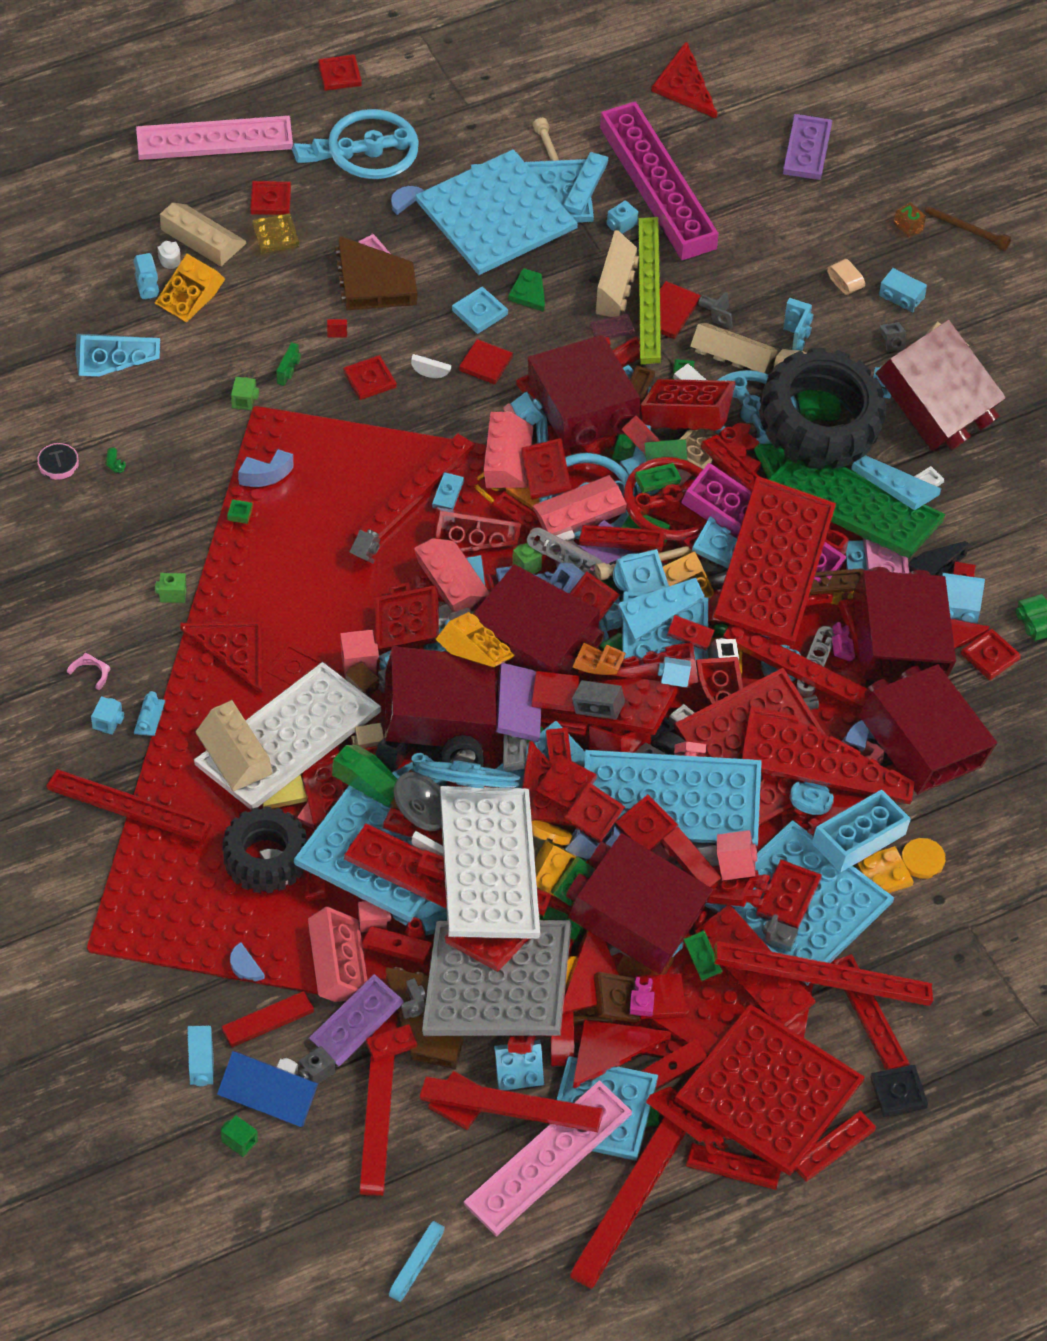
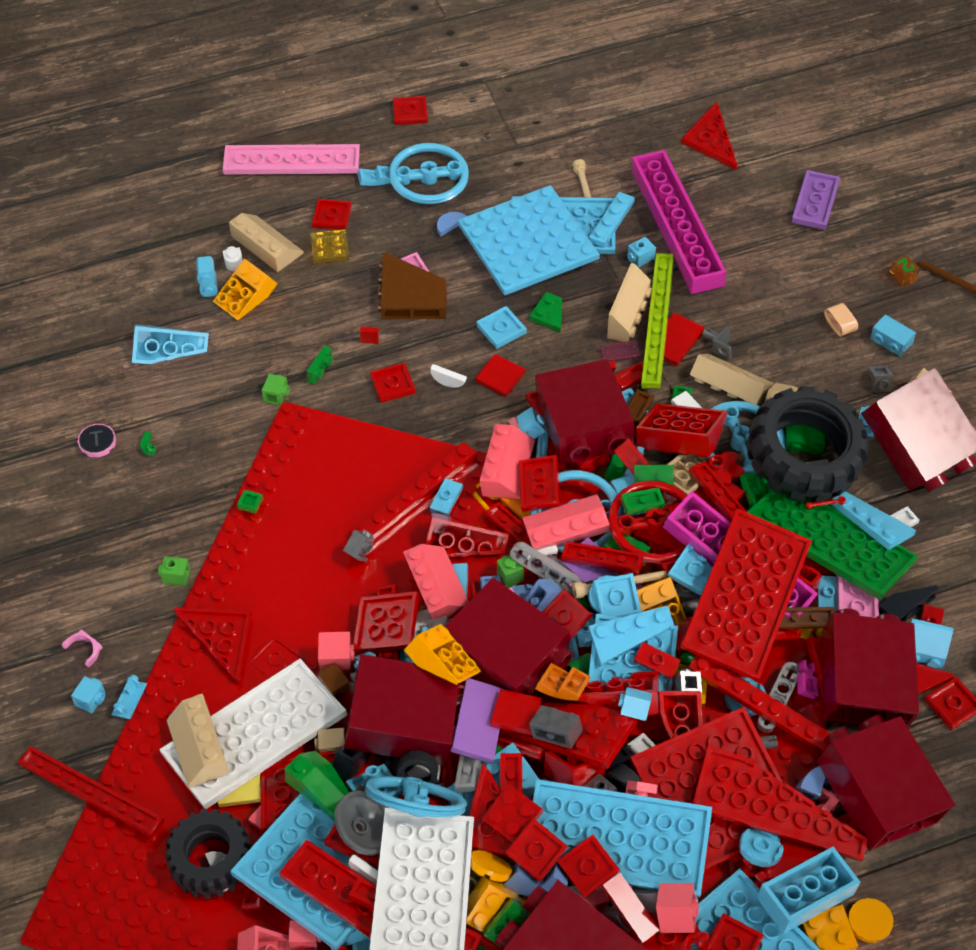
camera: 10 degrees right, 0 degrees up
(258, 473) = (274, 467): medium blue brick -> none
(797, 320) = (792, 357): medium azure bracket -> none
(862, 464) = (841, 500): none -> red hinge

